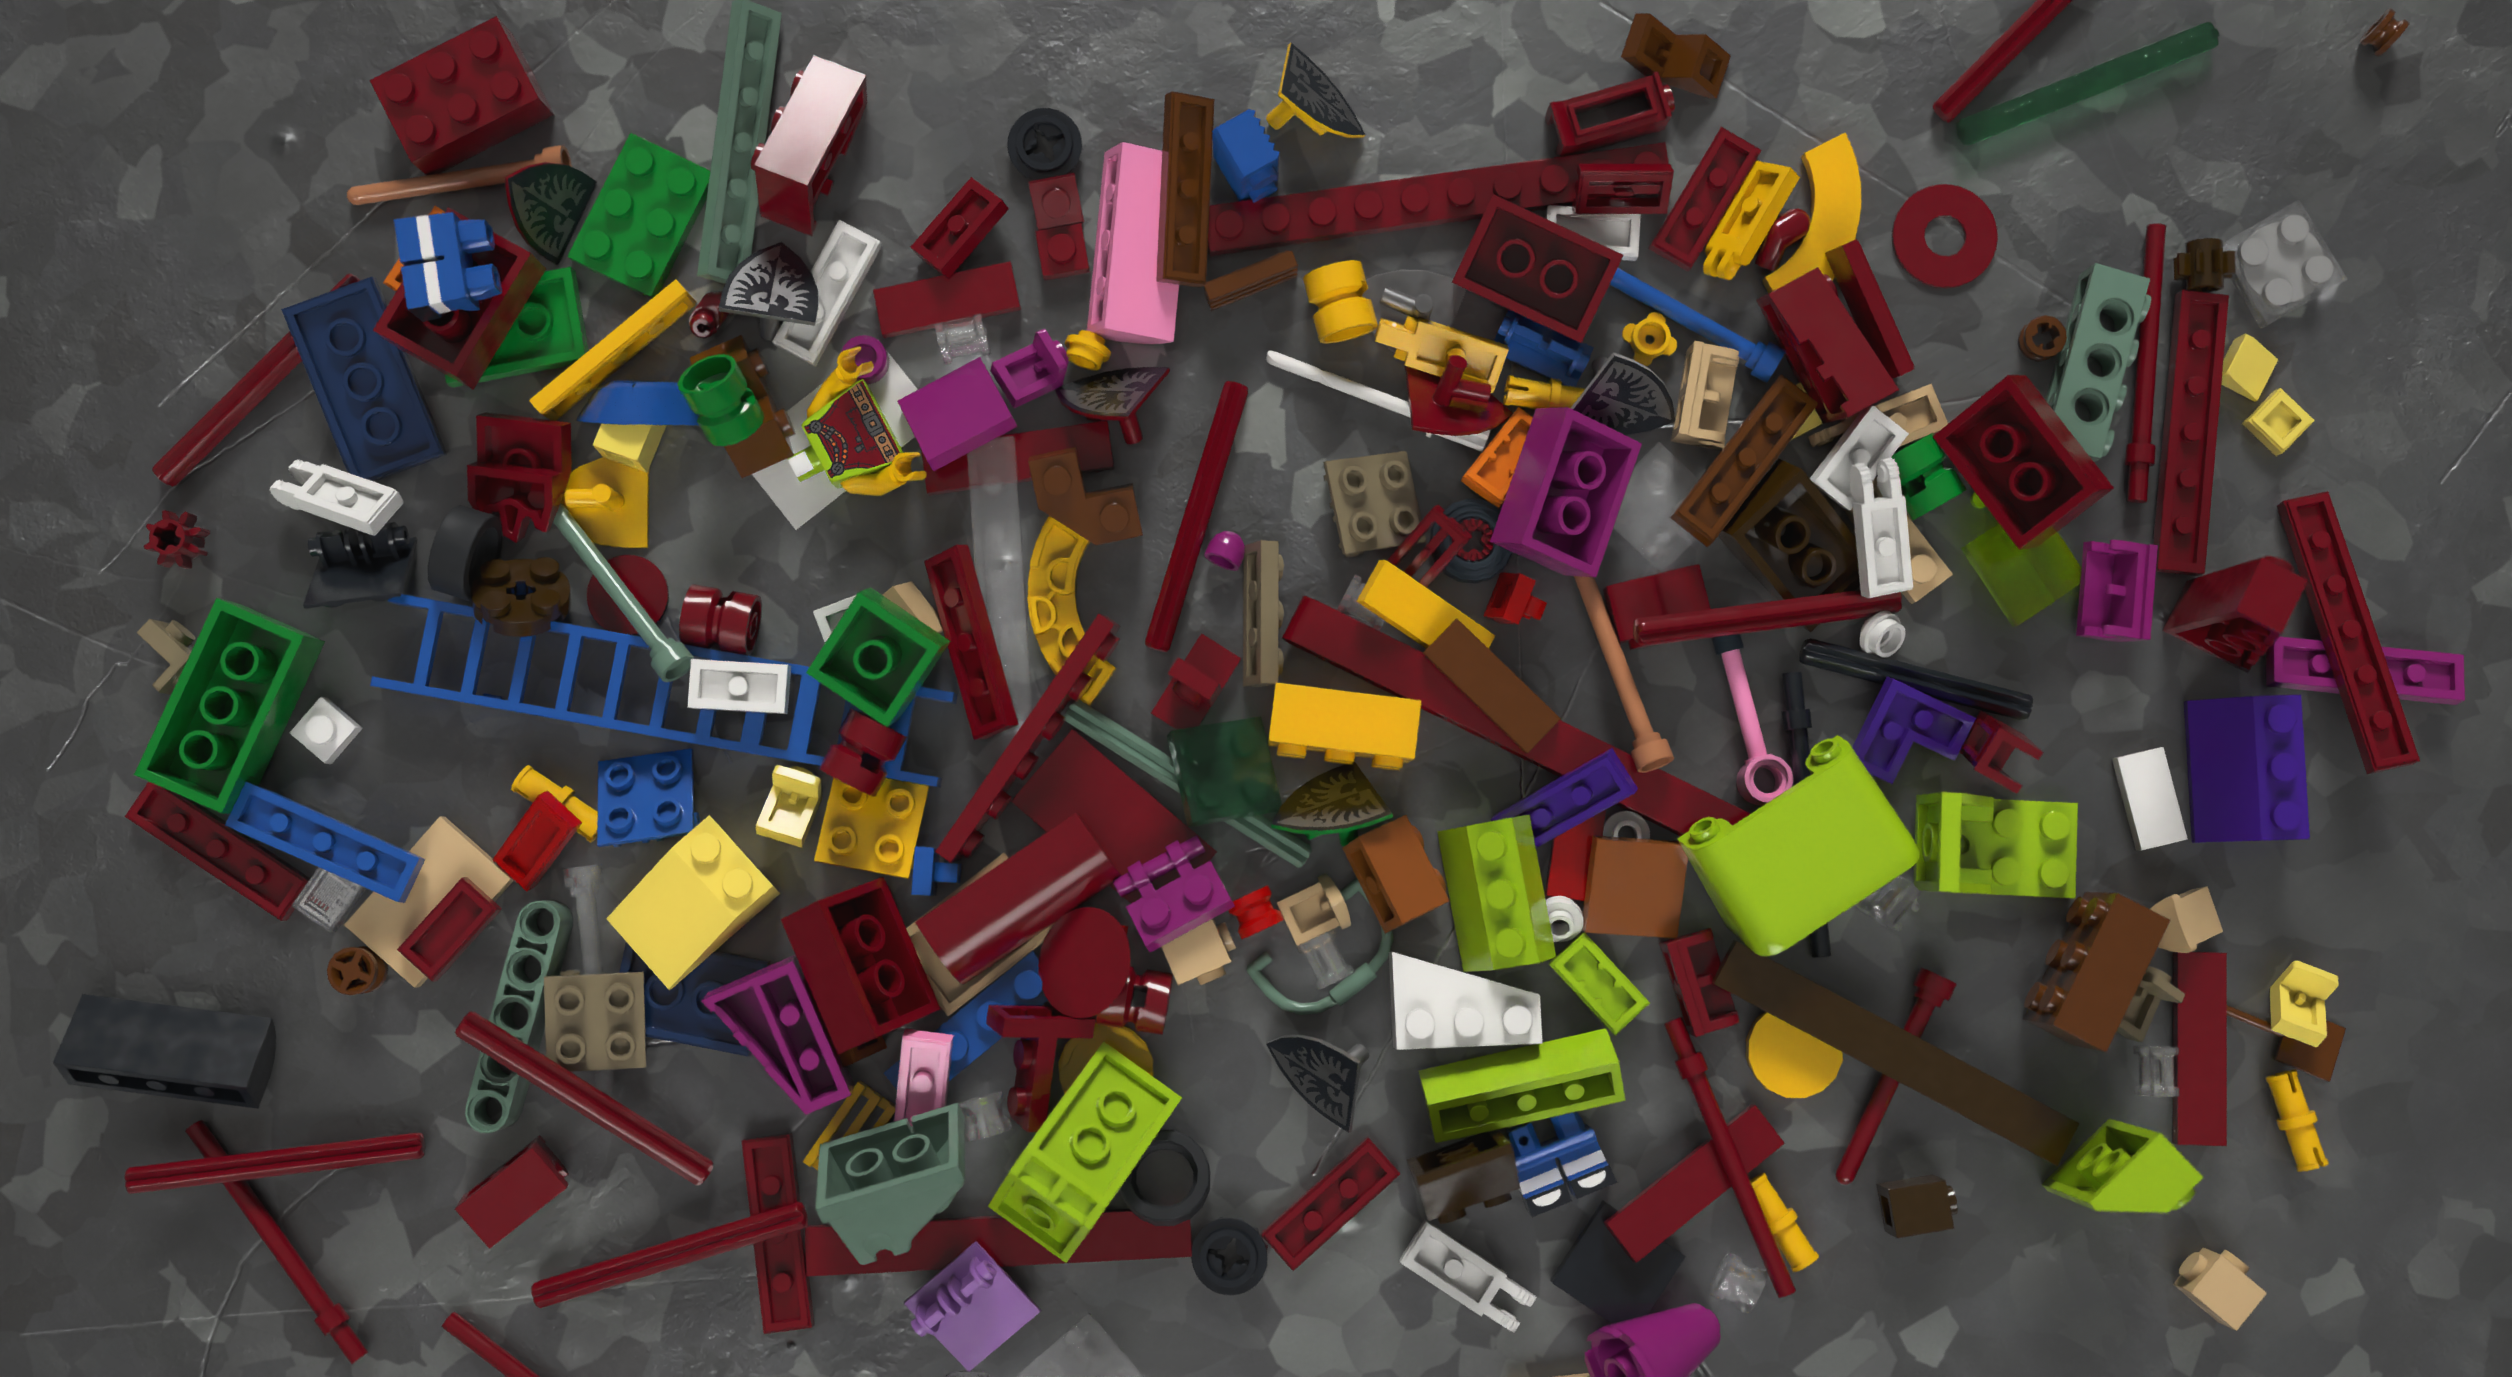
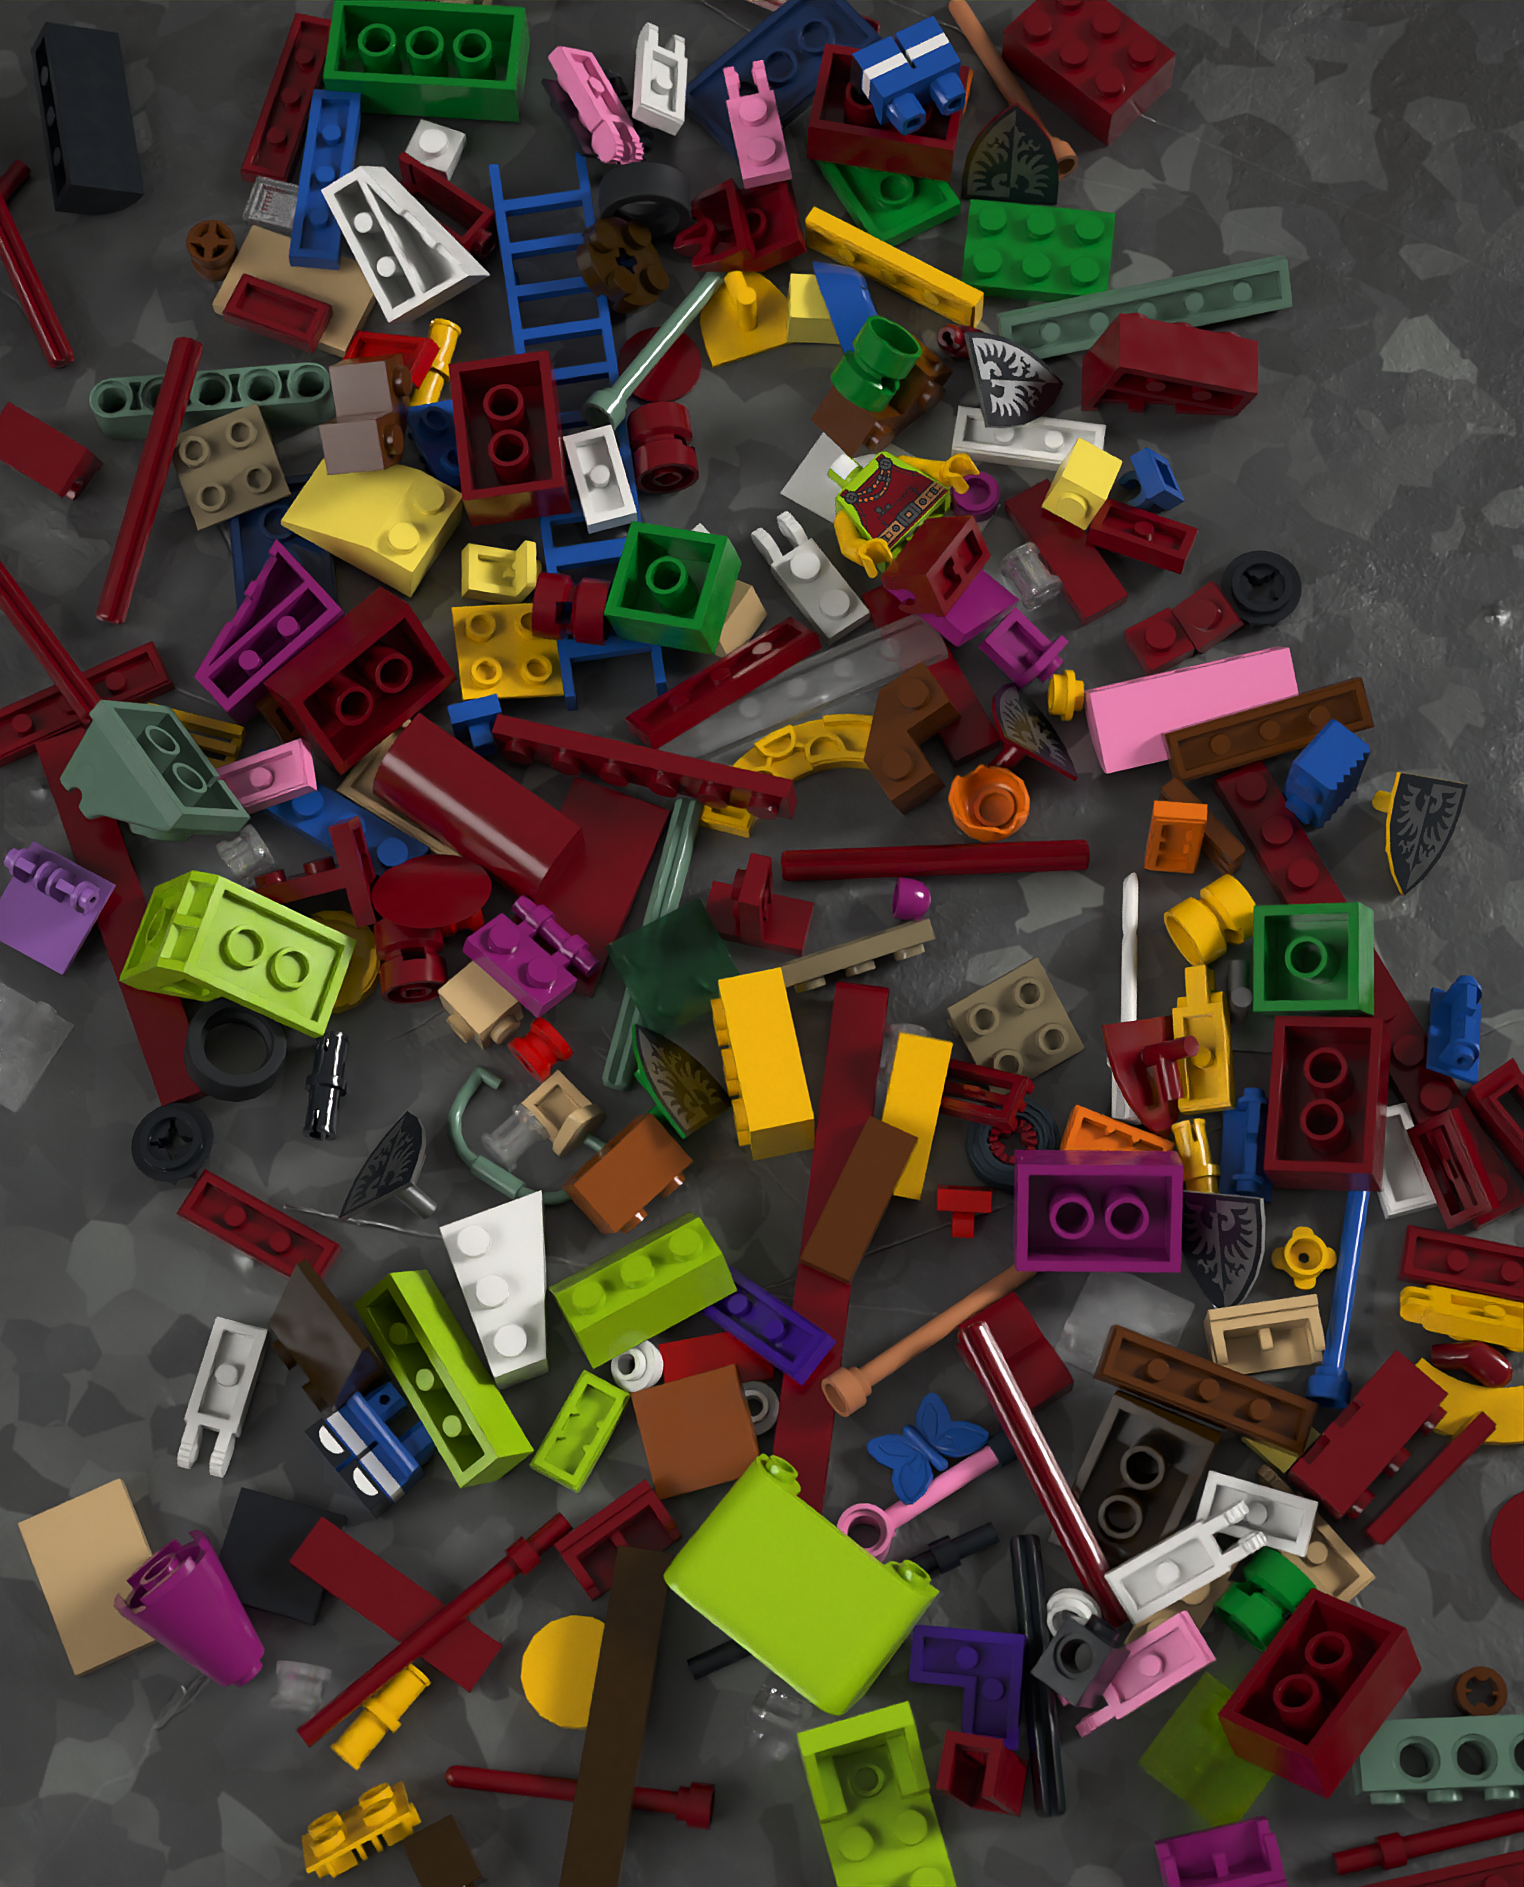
camera: 75 degrees right, 15 degrees down
(349, 563) = (597, 106): none -> bright pink hinge
(355, 755) = (452, 202): none -> dark red window
(427, 425) = (757, 130): none -> bright pink hinge
(428, 794) = (399, 244): none -> white wedge
(593, 873) = (370, 413): none -> brick
(673, 756) = (509, 438): none -> dark red brick
(895, 261) = (1082, 483): none -> light yellow brick
(895, 531) = (812, 581): none -> white hinge
(910, 195) = (1156, 481): none -> blue tile
(935, 416) = (938, 564): none -> dark red hinge
(1166, 450) = (989, 803): none -> orange hair
(1223, 1107) = (326, 1086): none -> black pin
(1259, 304) = (1175, 836): none -> orange plate
(1413, 231) = (1313, 960): none -> green brick
(1505, 140) = (1455, 1030): none -> blue hinge
(1703, 704) = (924, 1444): none -> blue piece
(1872, 1270) = (333, 1836): none -> yellow hinge
(1943, 657) = (1058, 1663): none -> black brick
(1950, 597) = (1153, 1667): none -> bright pink hinge

